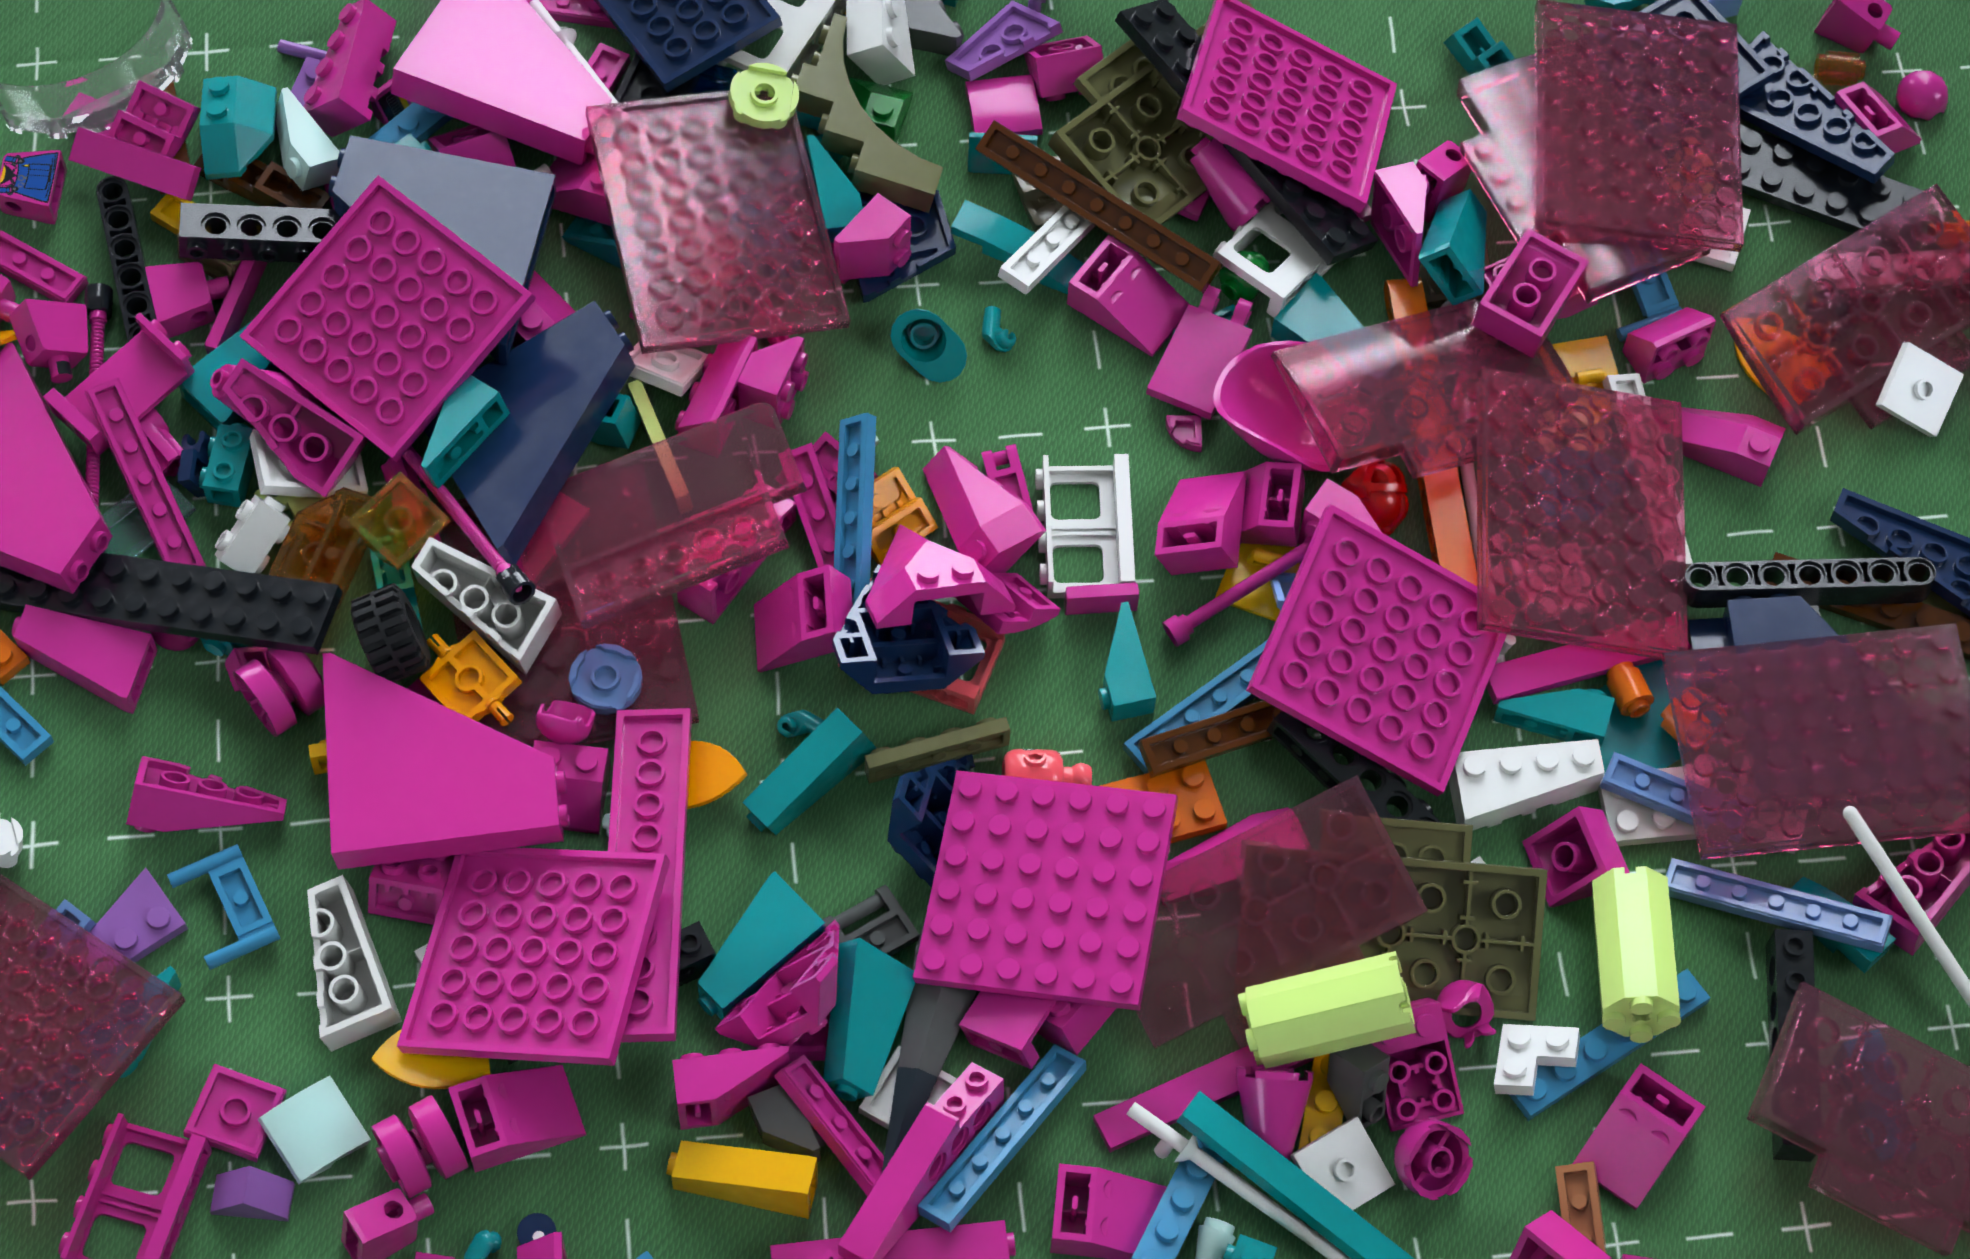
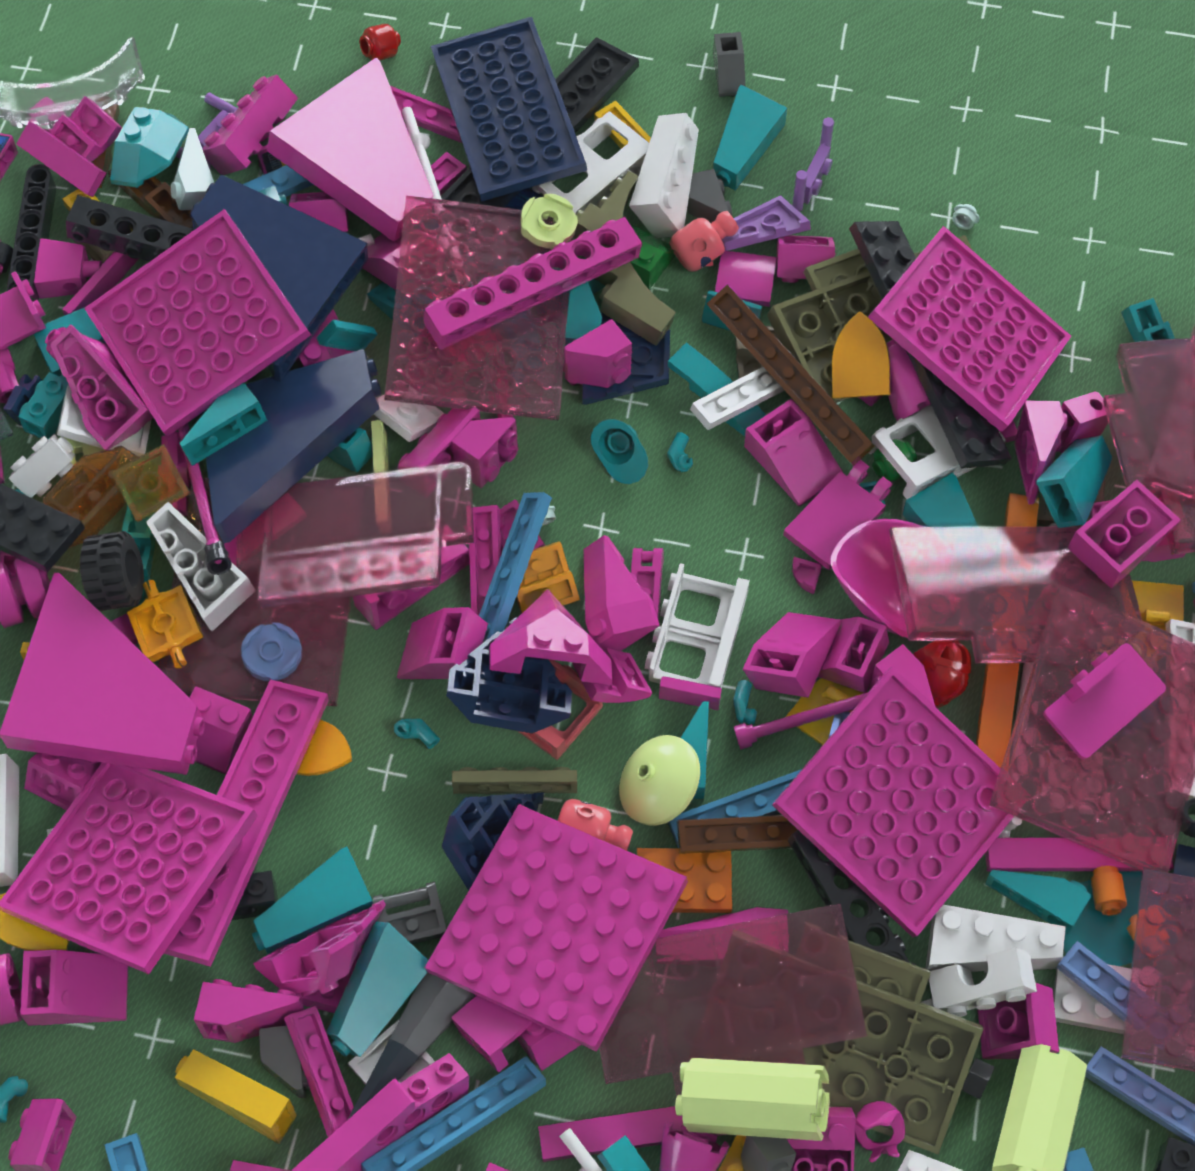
camera: 20 degrees right, 0 degrees up
(534, 1227) = (58, 1087): dark blue tile -> none
(563, 291) = (346, 335): none -> teal tile
(565, 722) = (224, 678): dark pink hair -> none
(692, 251) = (448, 330): none -> dark pink brick
(808, 773) = (404, 771): teal slope -> none
(941, 76) = (702, 241): none -> coral piece
(1116, 705) = (659, 780): none -> yellowish green dish
(1161, 593) = (740, 701): none -> teal arm
(1175, 170) = (860, 360): none -> light orange shield
(1554, 927) = (977, 1078): none -> black piece
(1555, 811) = (1007, 979): none -> white arch
(1567, 481) = (1104, 700): none -> dark pink bracket

